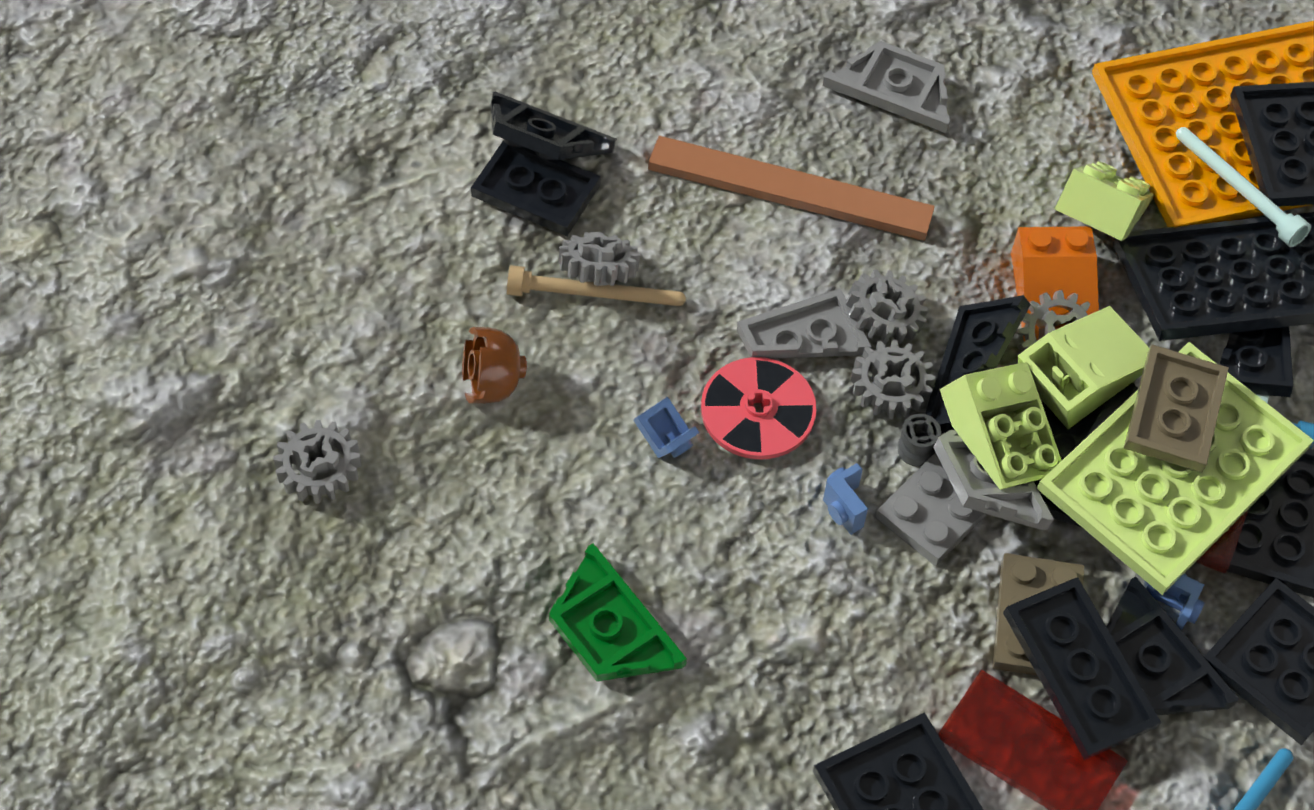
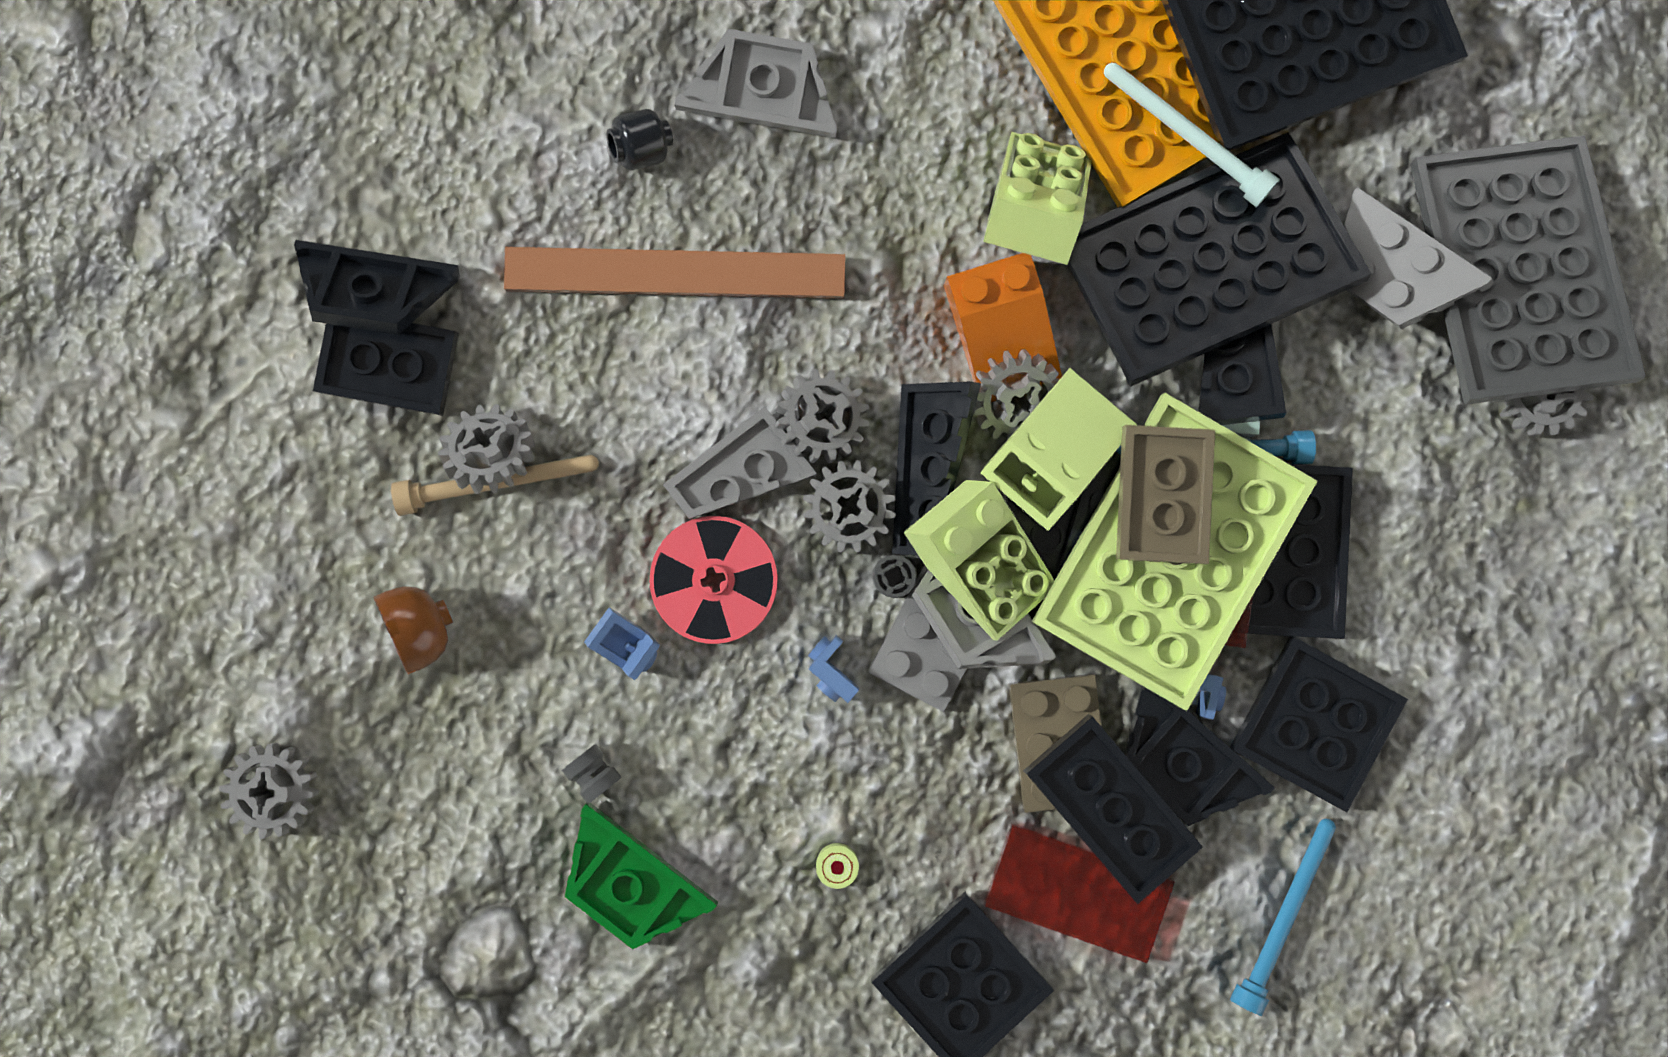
camera: 15 degrees left, 30 degrees up
(604, 519) = (584, 766): none -> dark grey wheel
(789, 92) = (639, 139): none -> black head
(806, 664) = (837, 865): none -> yellowish green tile

